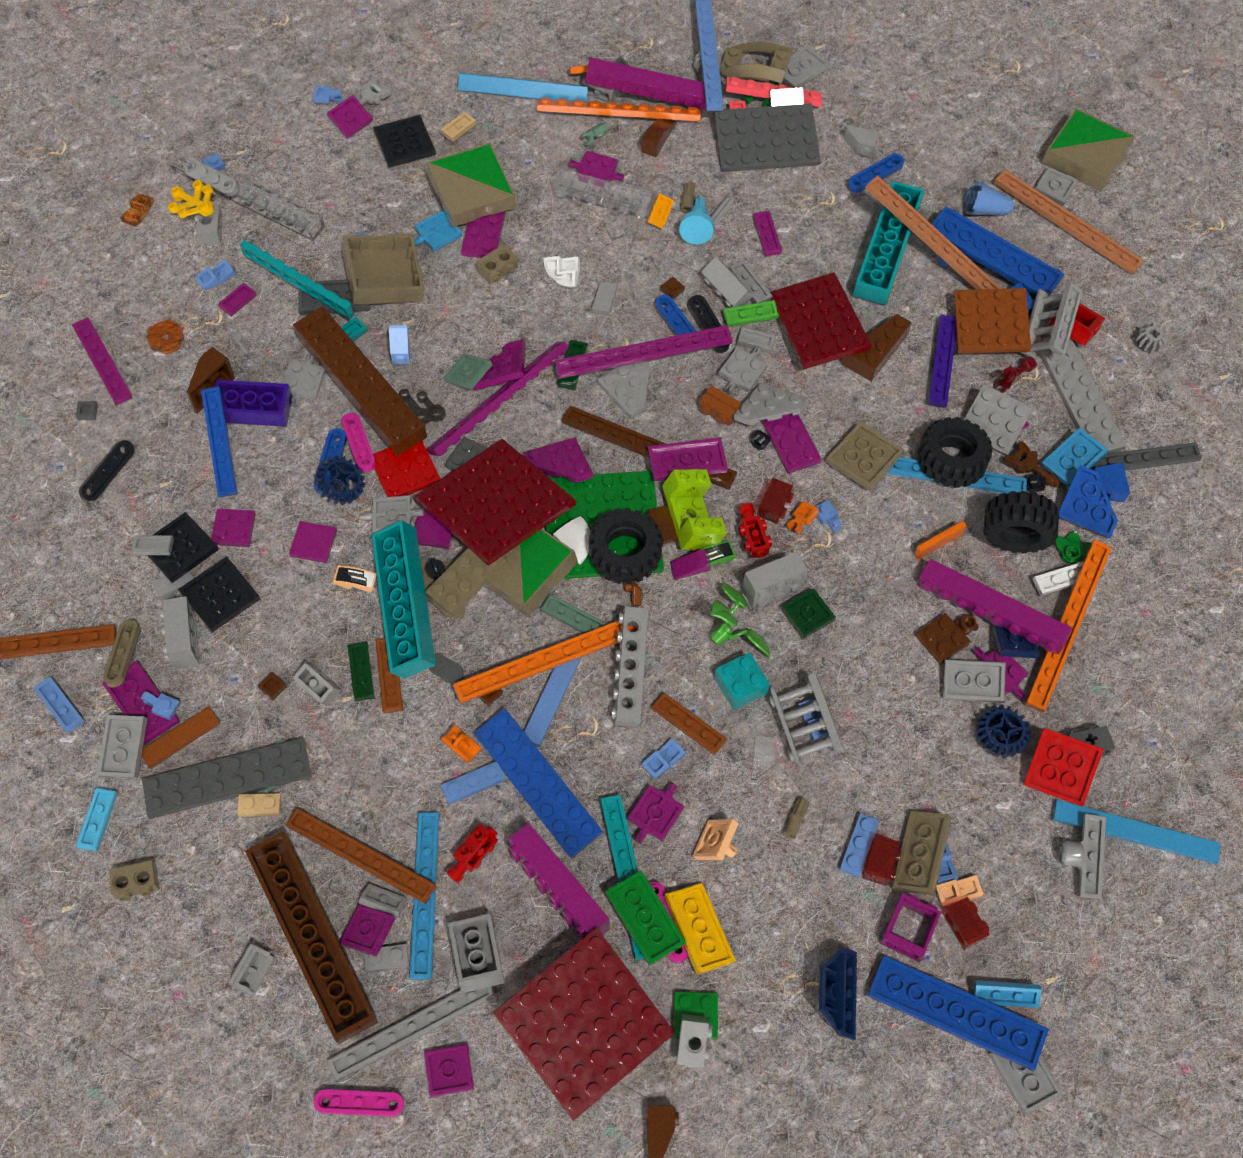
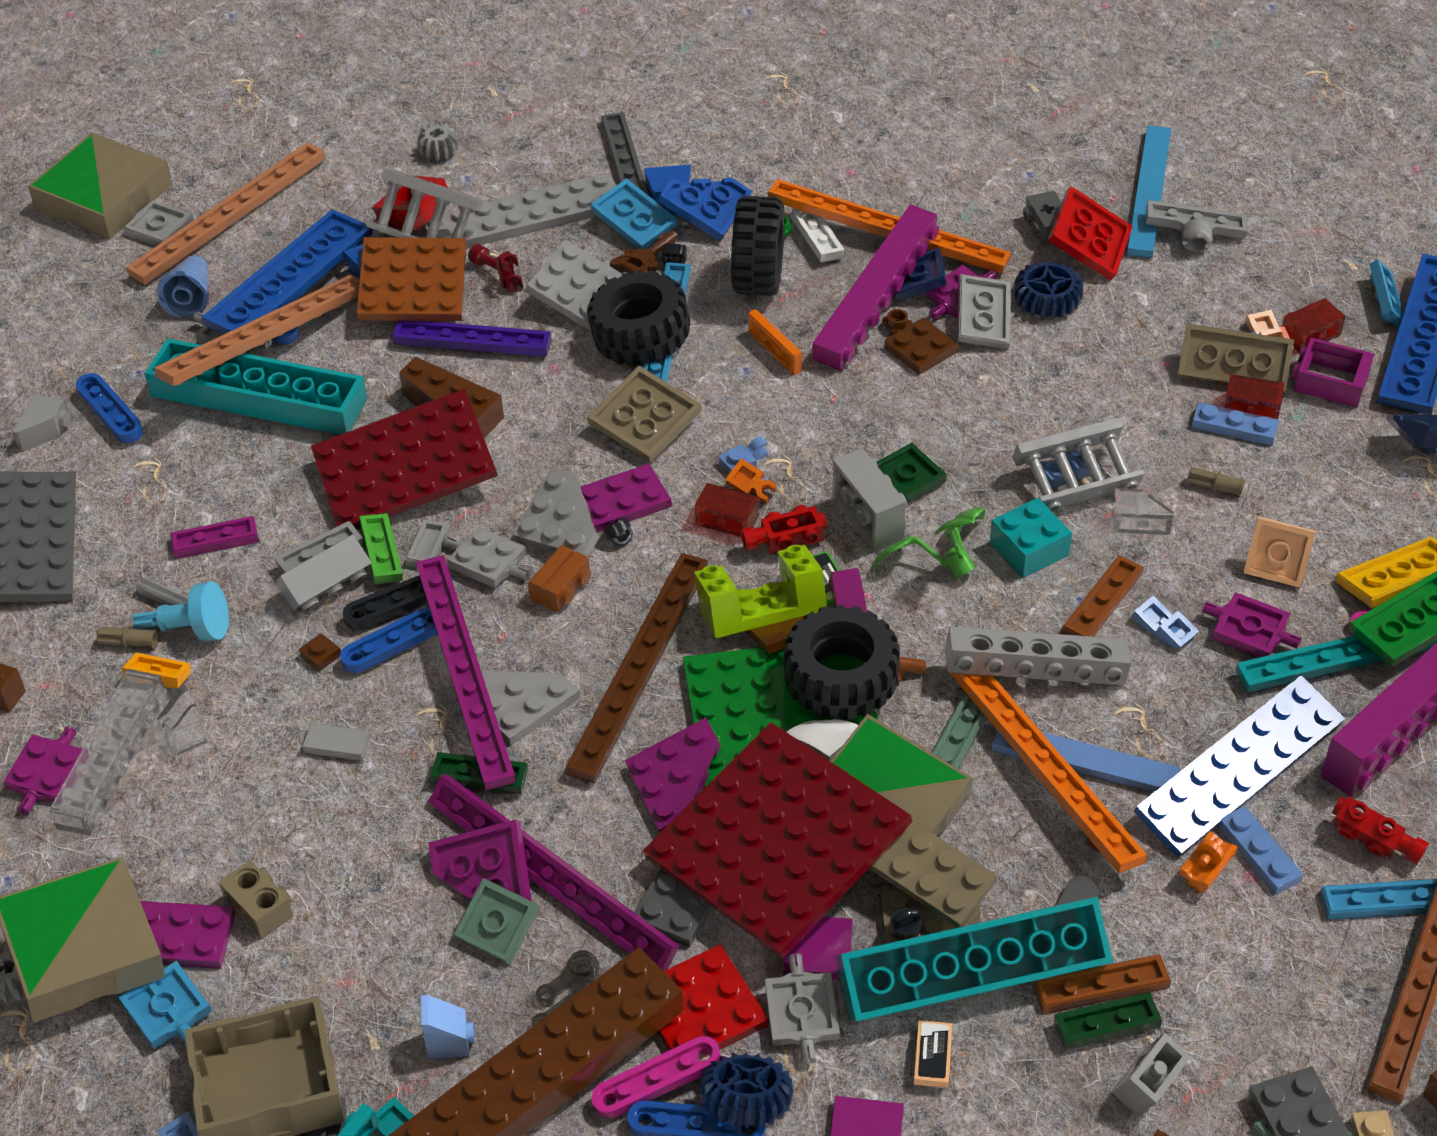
camera: 90 degrees left, 15 degrees down
(563, 270) = (274, 802): white brick -> none
(687, 455) = (669, 605): magenta plate -> none

